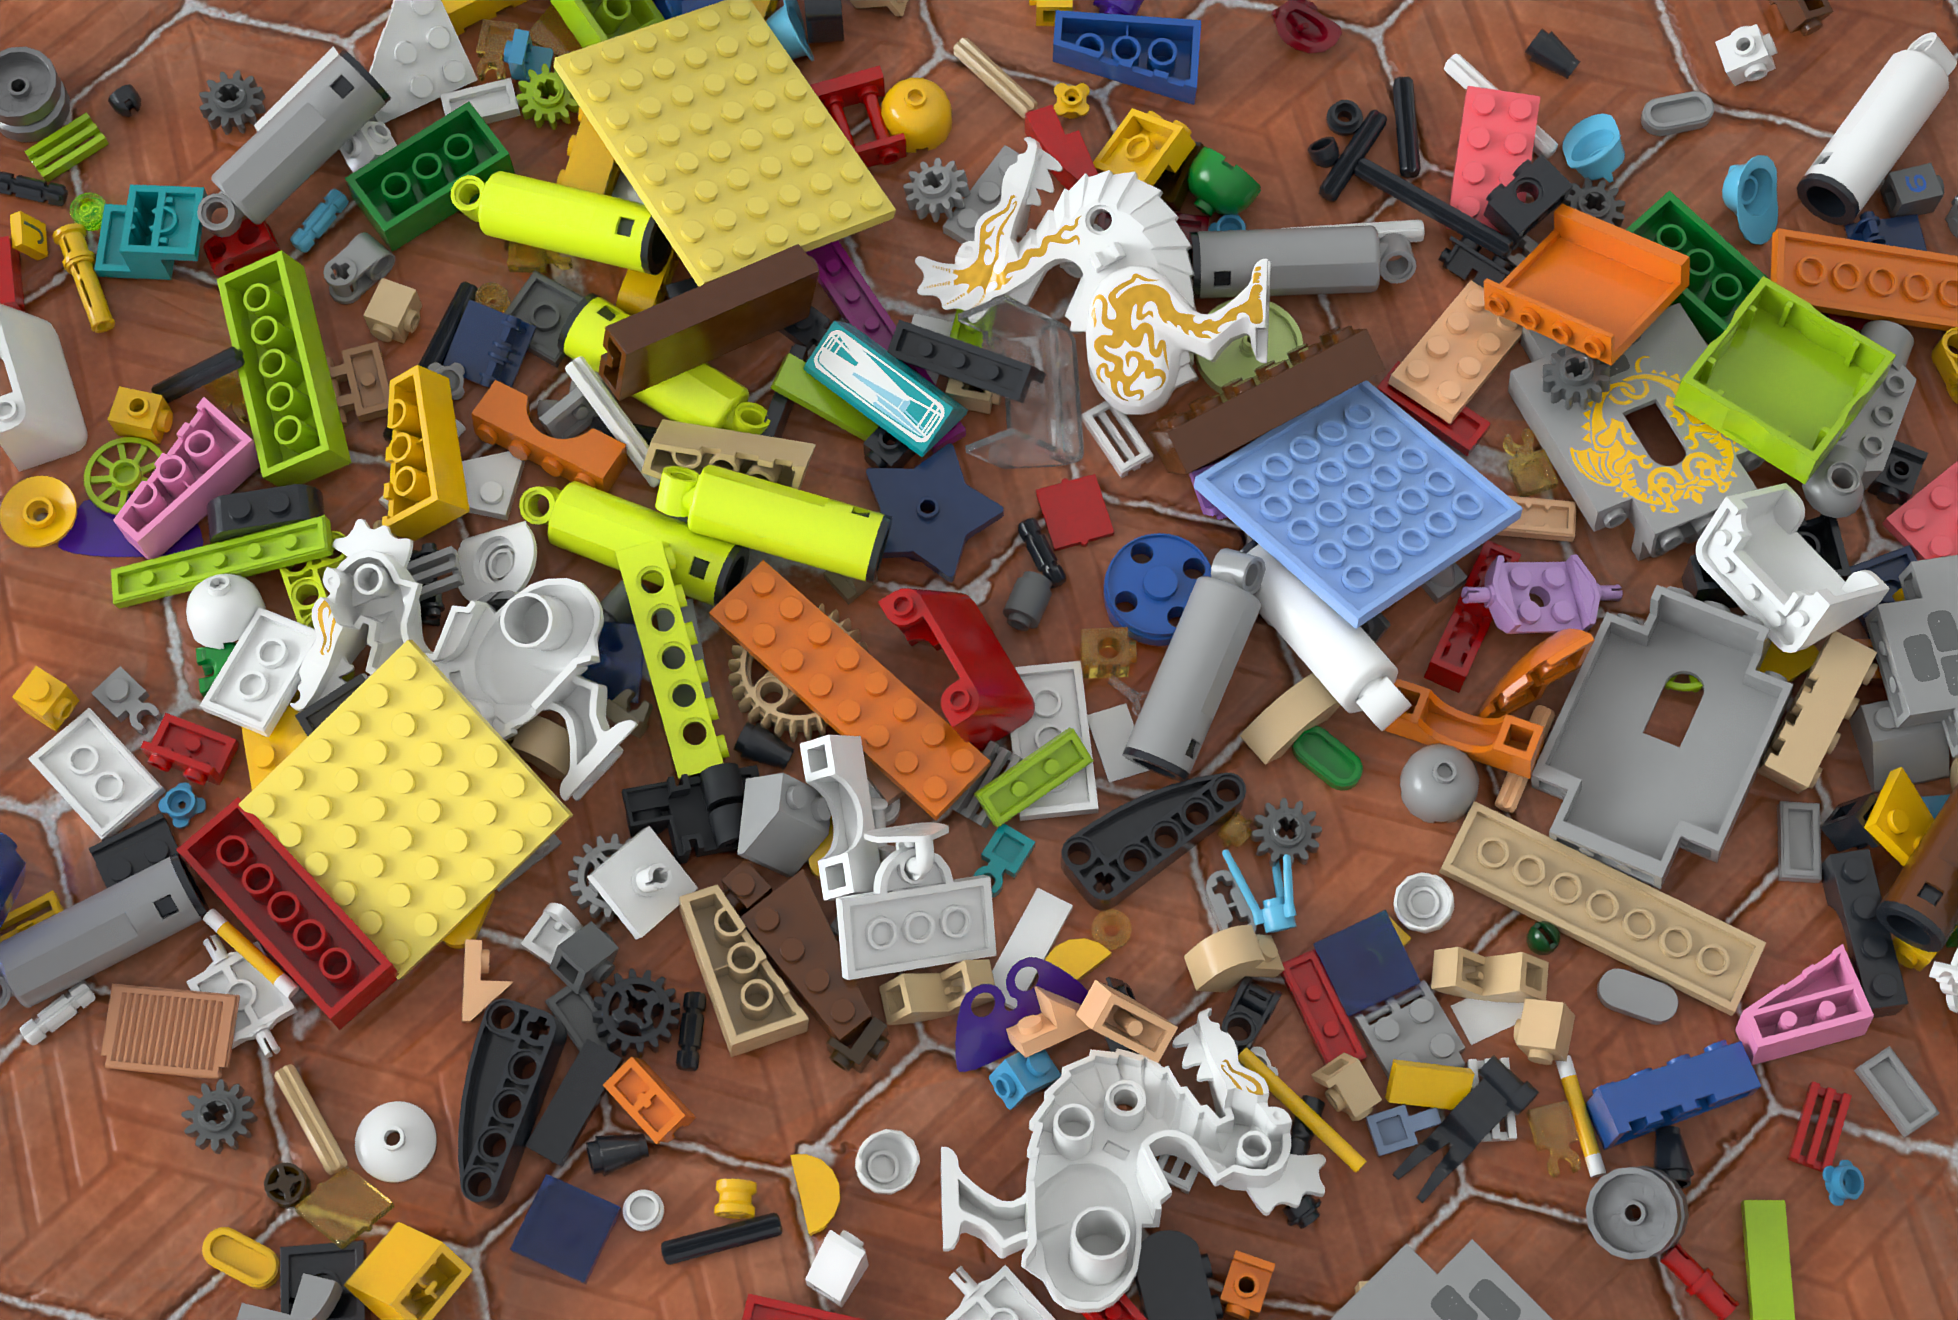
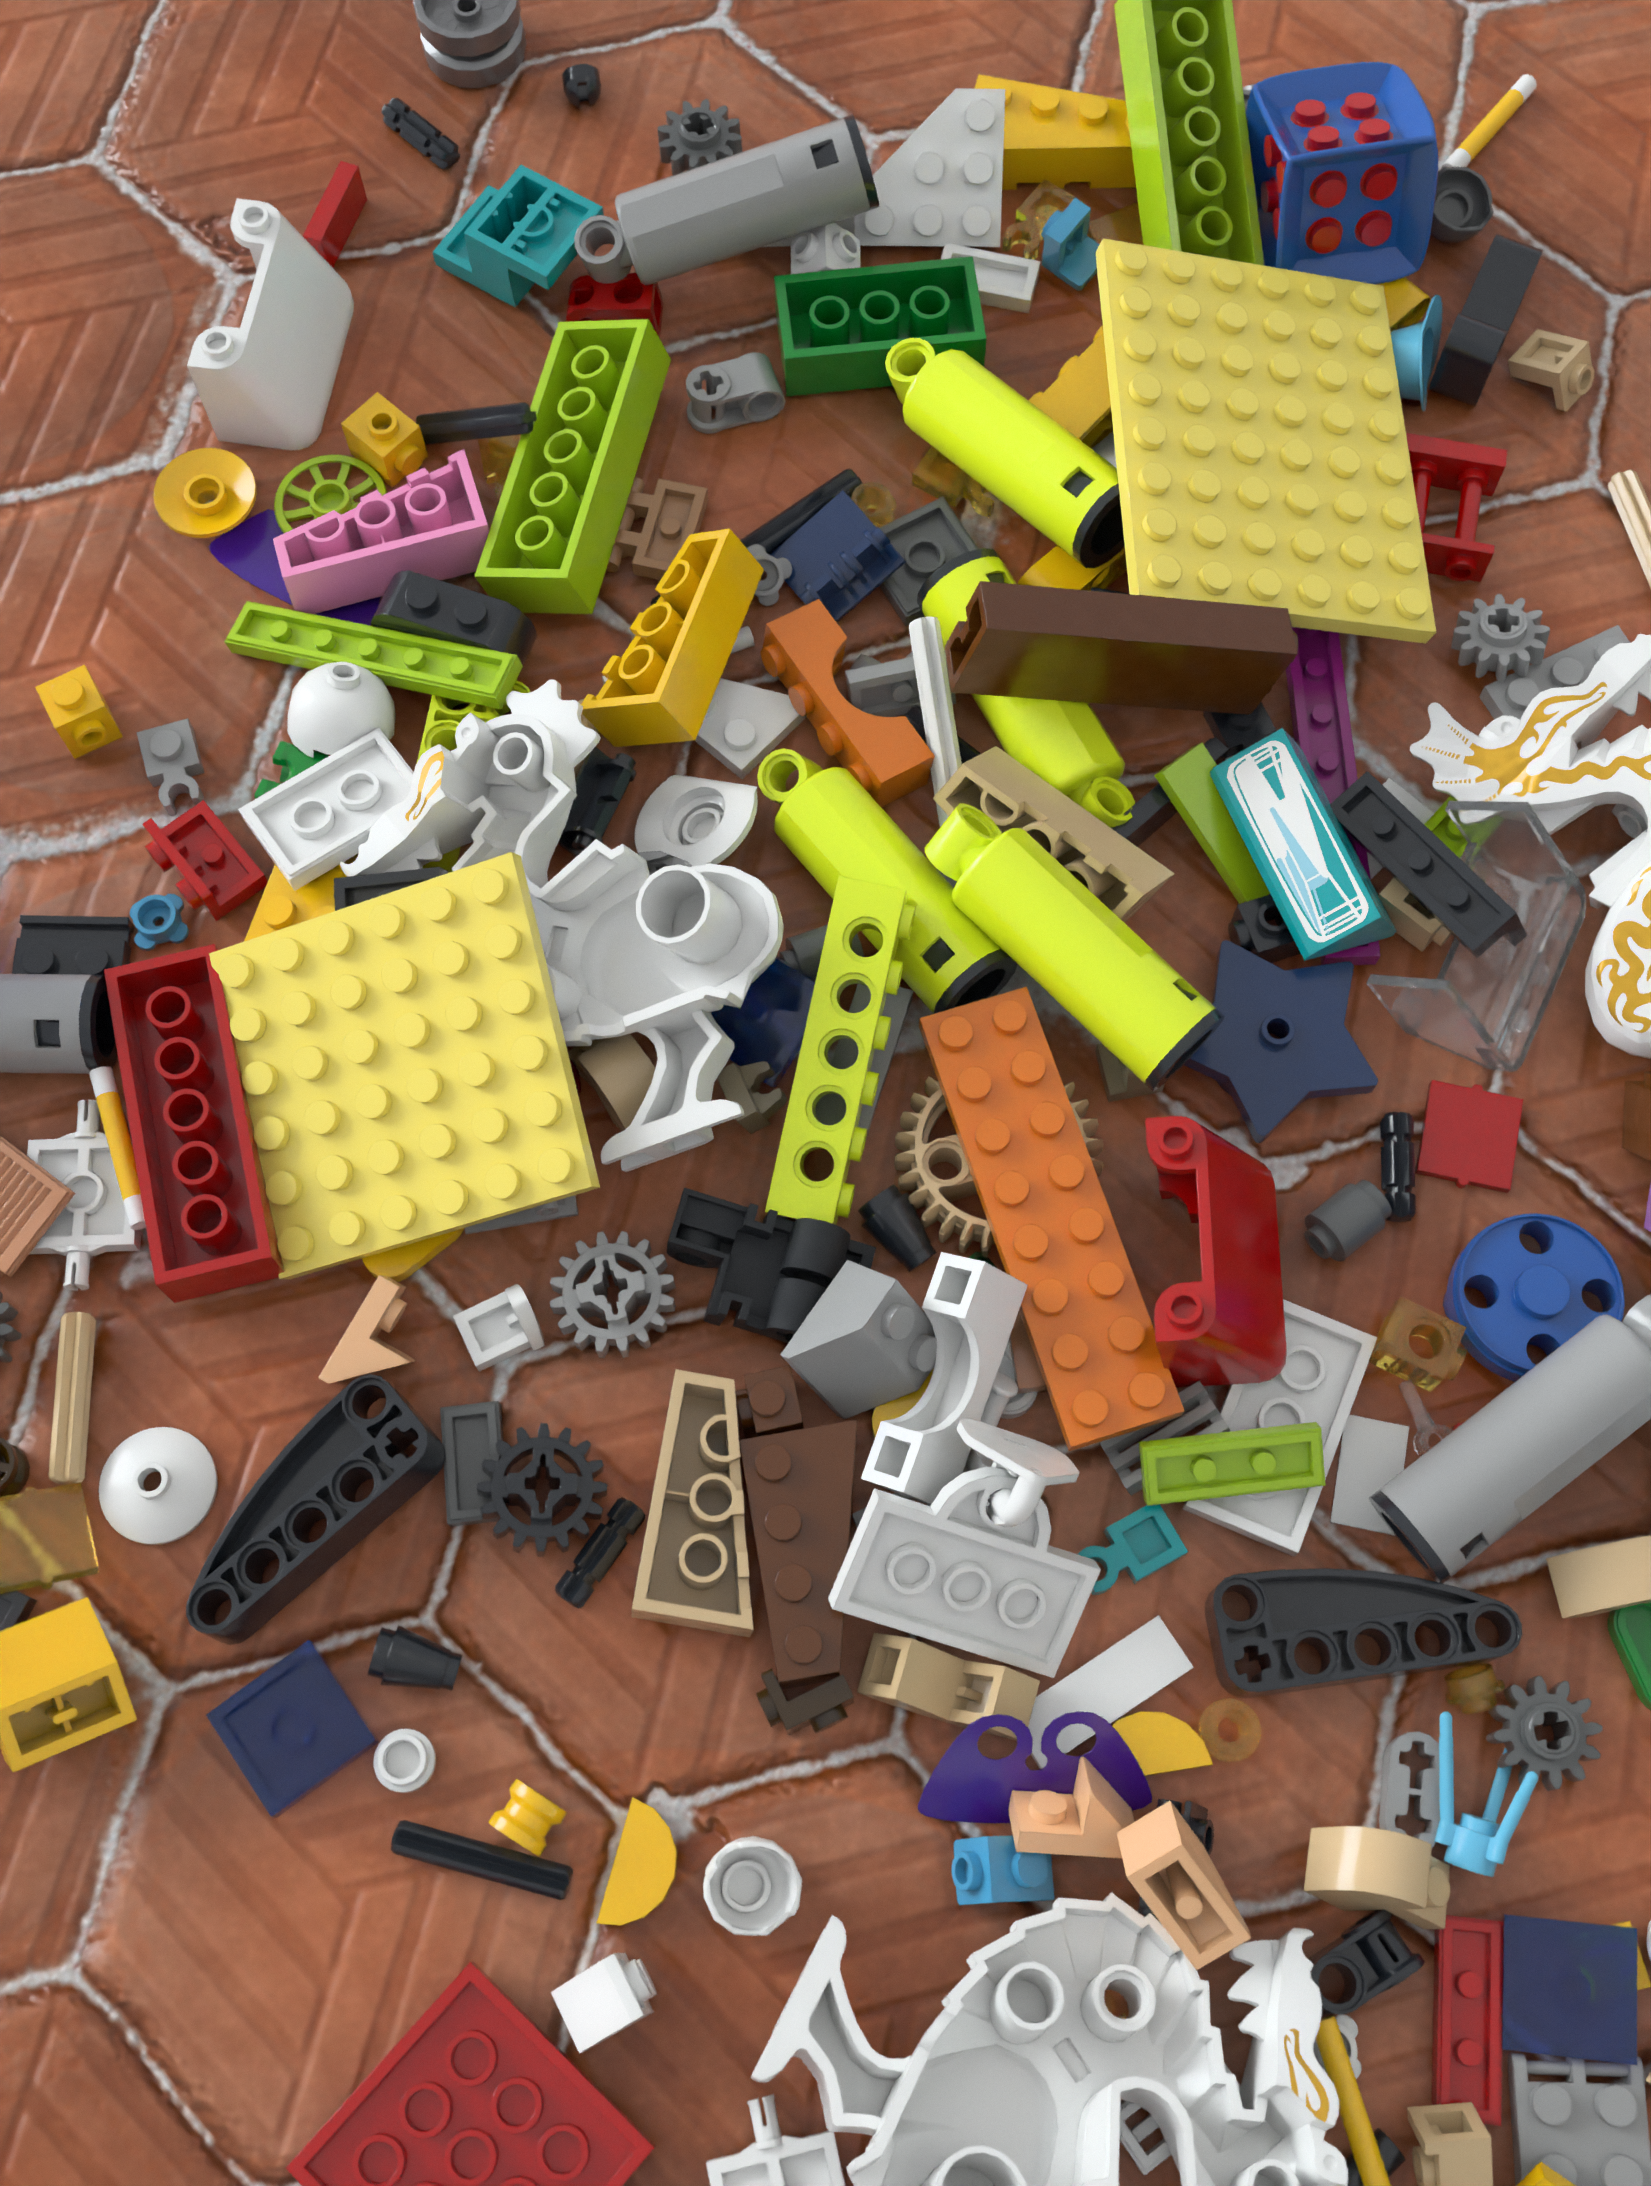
camera: 30 degrees right, 0 degrees up
(28, 235) = (384, 180): yellow tile -> none
(64, 143) = (487, 100): lime tile -> none
(80, 263) = (421, 237): yellow pin -> none
(88, 210) = (465, 186): clear neon green tile -> none
(97, 775) = (86, 834): white tile -> none
(319, 220) = (722, 320): medium azure axle -> none
(393, 311) = (745, 462): tan brick -> none
(435, 565) = (612, 783): light grey tile -> none
(546, 109) = (1068, 303): lime gear -> none
(574, 1103) = (399, 1564): black tile -> none
(585, 958) = (519, 1381): dark grey brick -> none
(642, 882) = (642, 1323): white tile -> none
(648, 1100) = (492, 1617): orange hinge -> none
(919, 111) = (1529, 533): yellow cylinder -> none
(1103, 442) = (1581, 1110): white tile -> none

